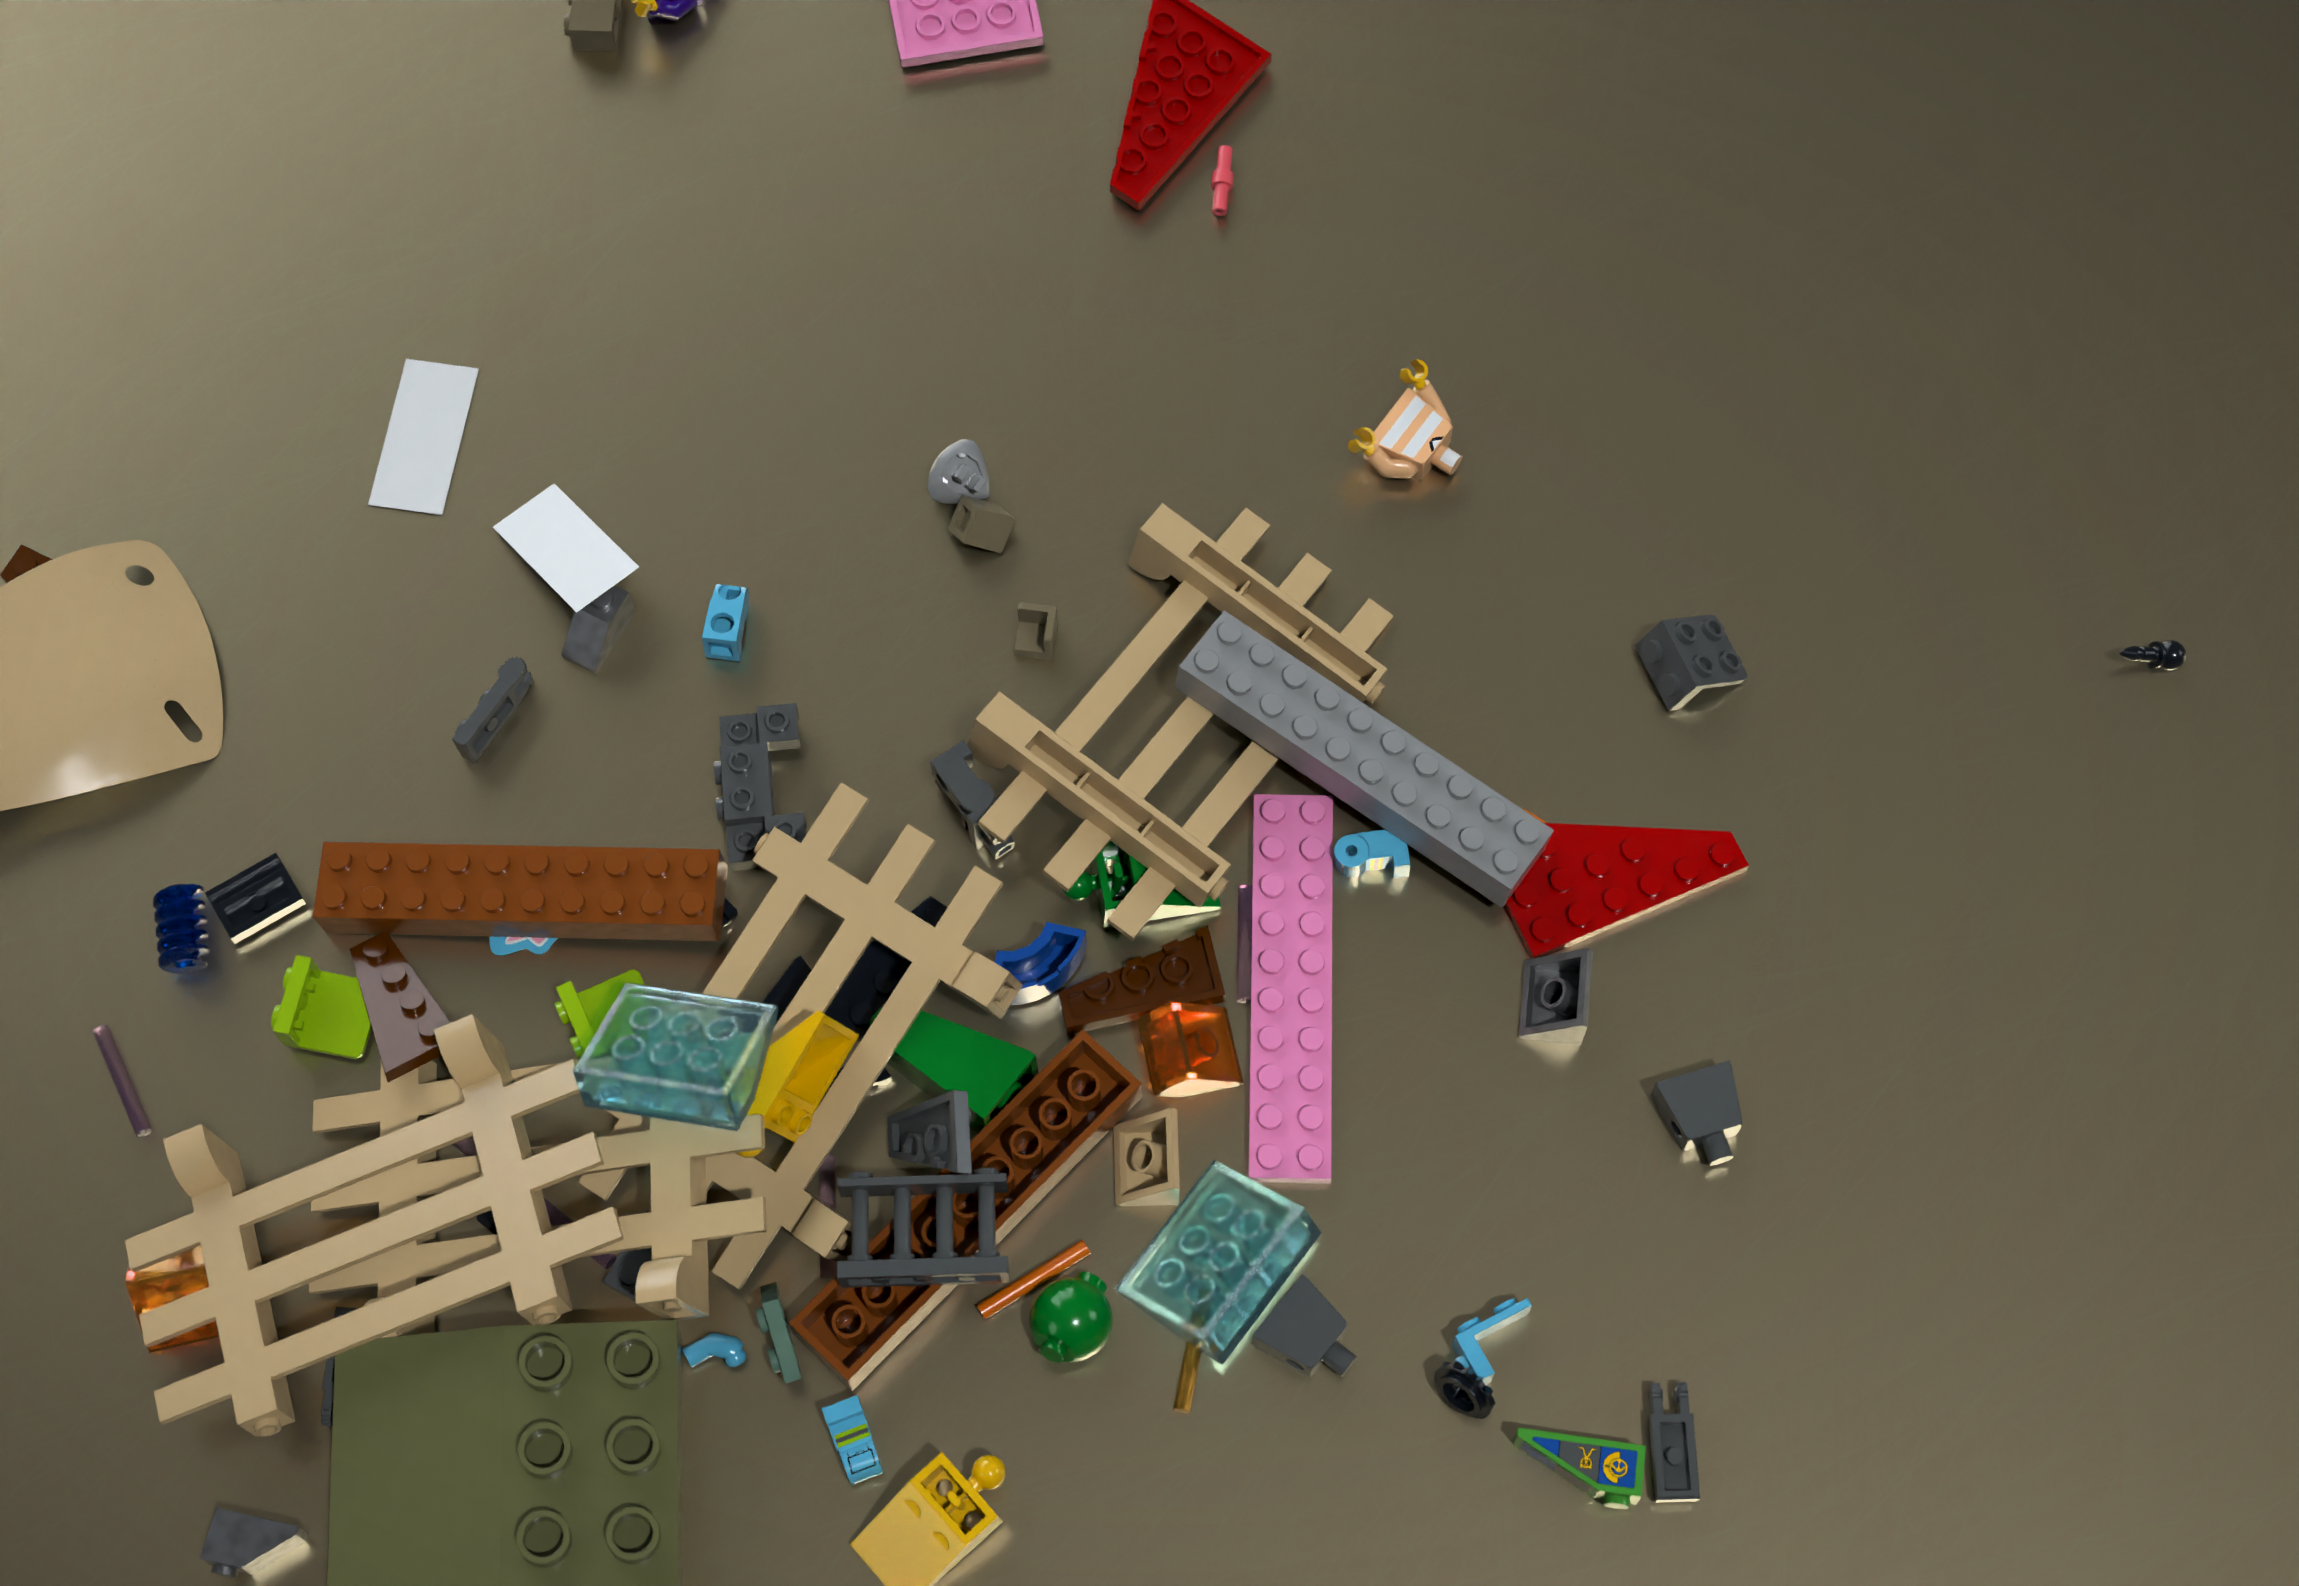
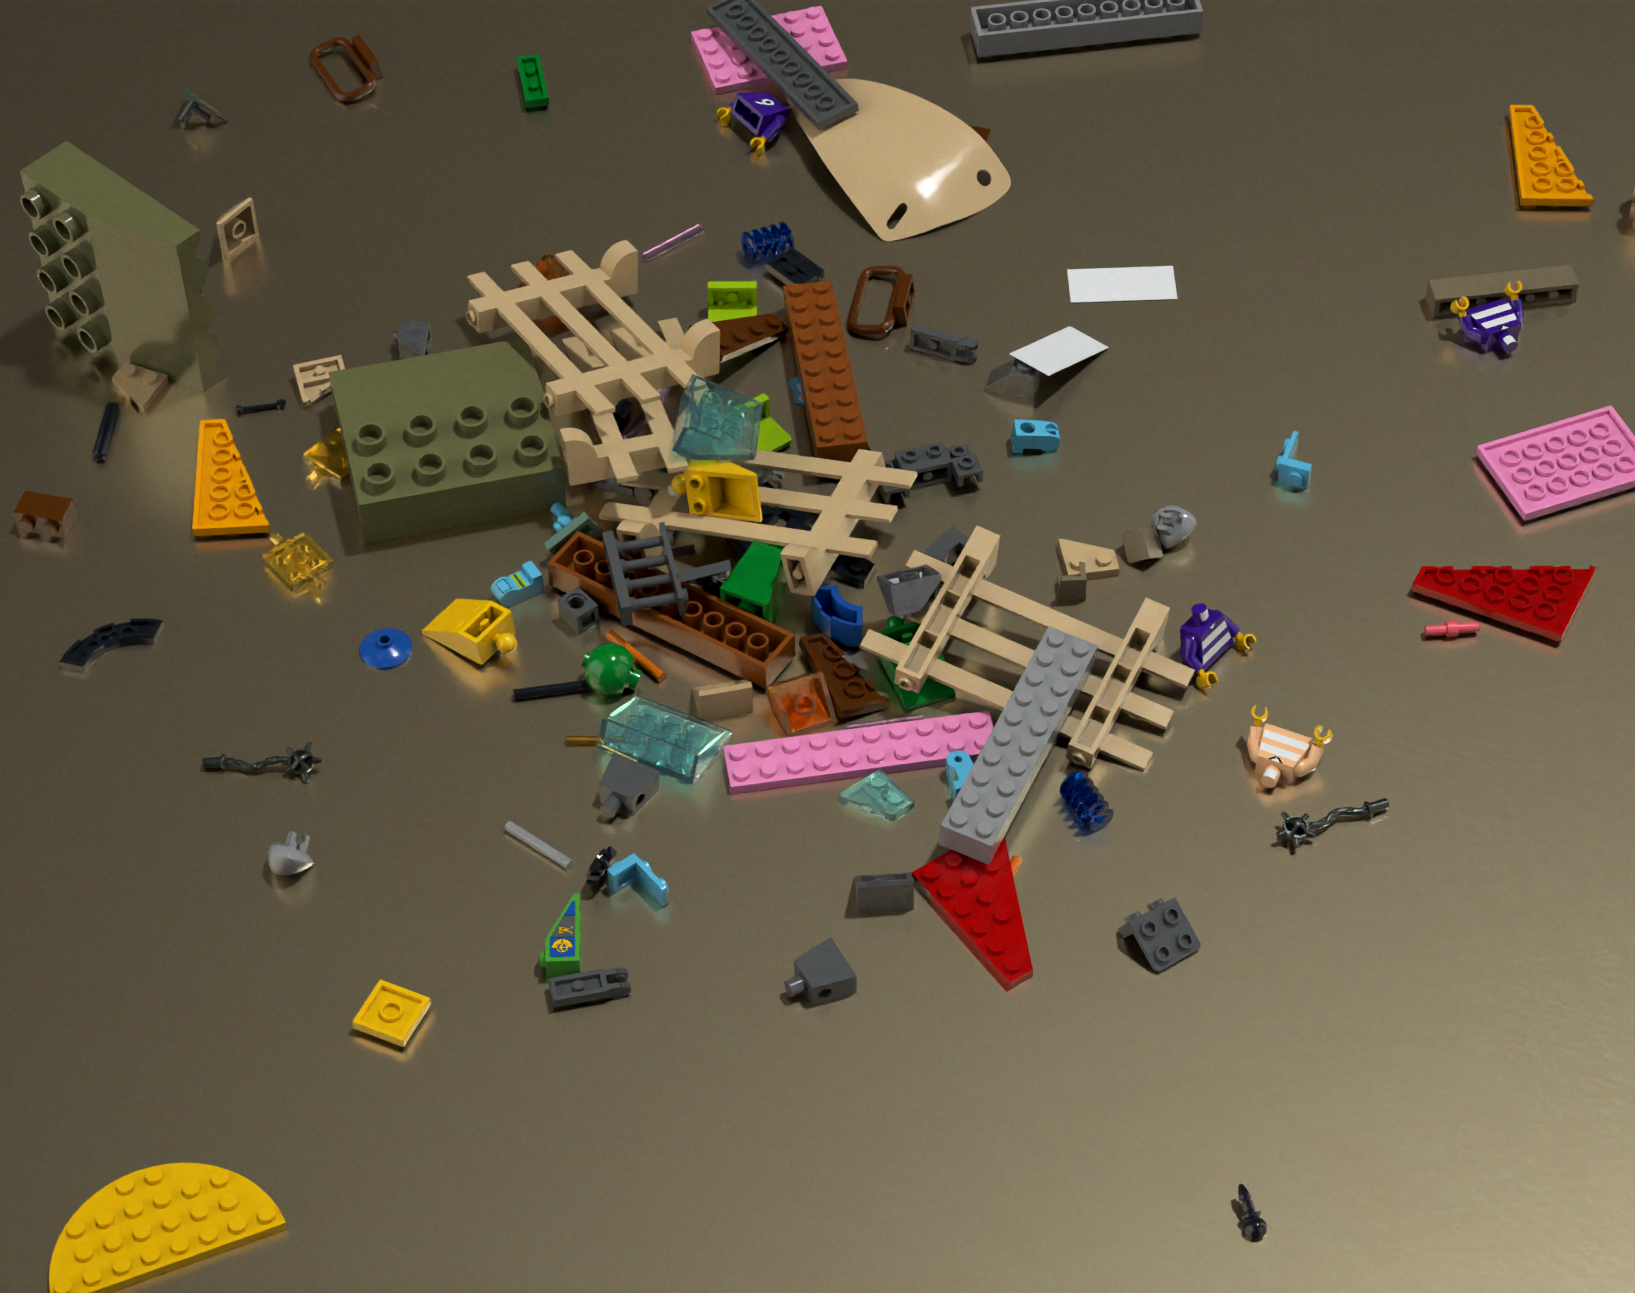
camera: 80 degrees right, 20 degrees down
(375, 753) = (900, 302): none -> reddish brown bar
(882, 306) = (1290, 470): none -> medium azure bracket
(933, 1334) = (578, 611): none -> dark grey brick
(987, 606) = (1098, 560): none -> tan wing
(1061, 840) = (908, 589): none -> flat silver slope
(1076, 1420) = (551, 689): none -> black bar
(1196, 482) = (1206, 638): none -> dark purple torso
(1380, 975) = (879, 796): none -> clear light blue wing
(1386, 1480) = (539, 845): none -> light grey bar
(1451, 699) = (1086, 801): none -> clear blue piece
(1541, 450) = (1297, 828): none -> pearl dark grey piece

